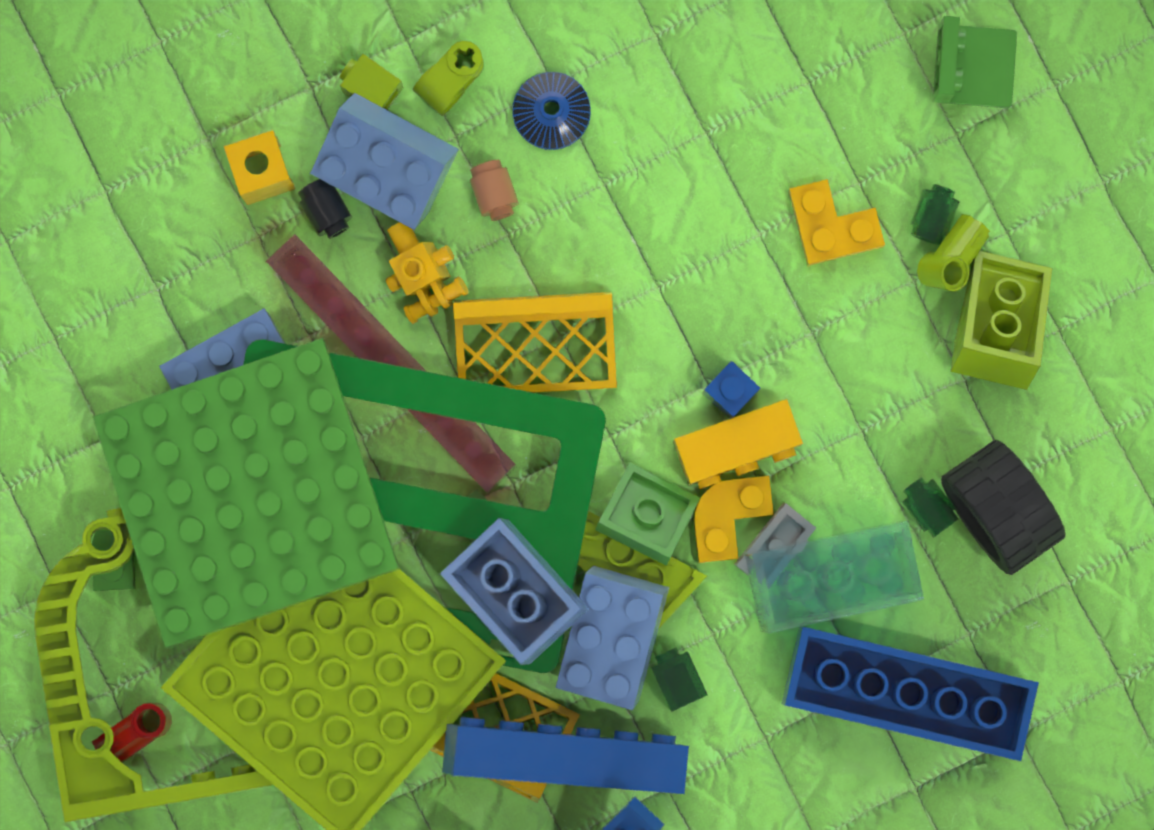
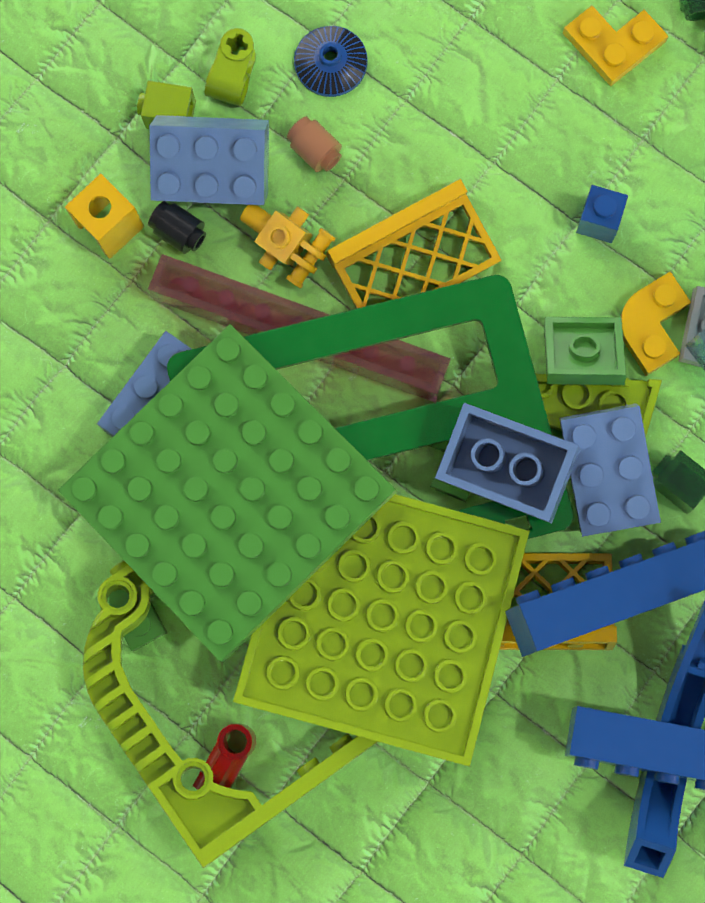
camera: 15 degrees left, 5 degrees down
(738, 444) = (631, 256): yellow brick -> none

